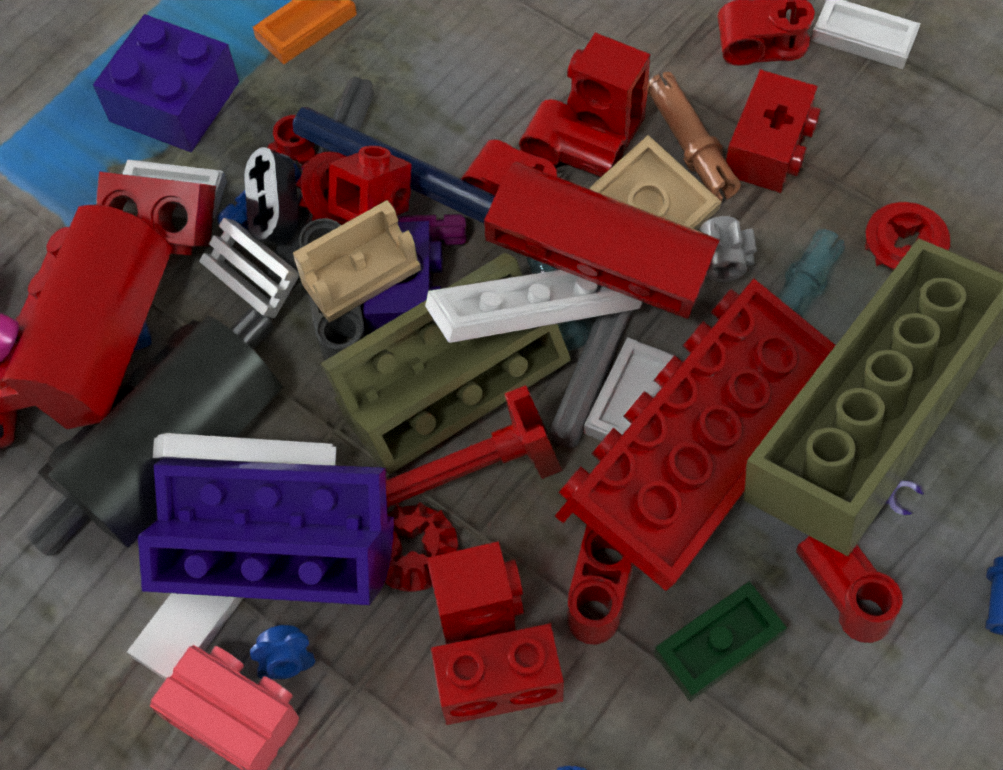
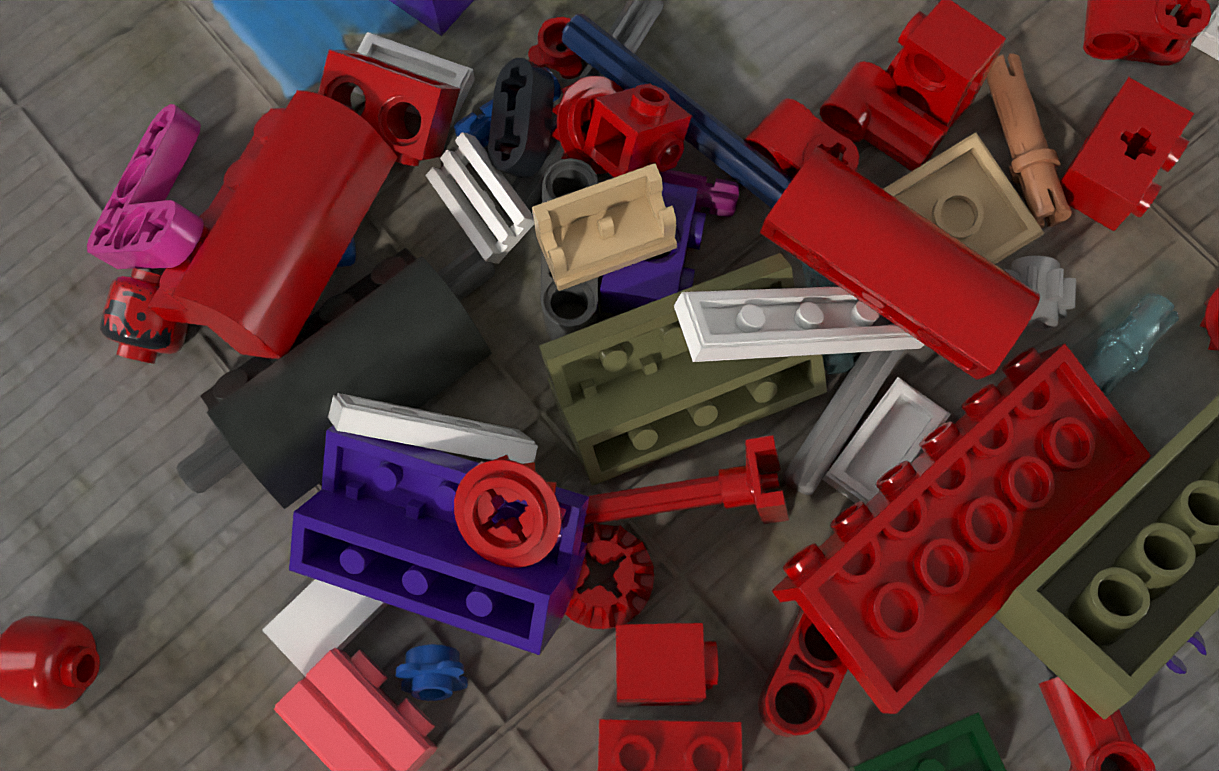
camera: 10 degrees right, 10 degrees up
(293, 490) = (508, 540): none -> red gear

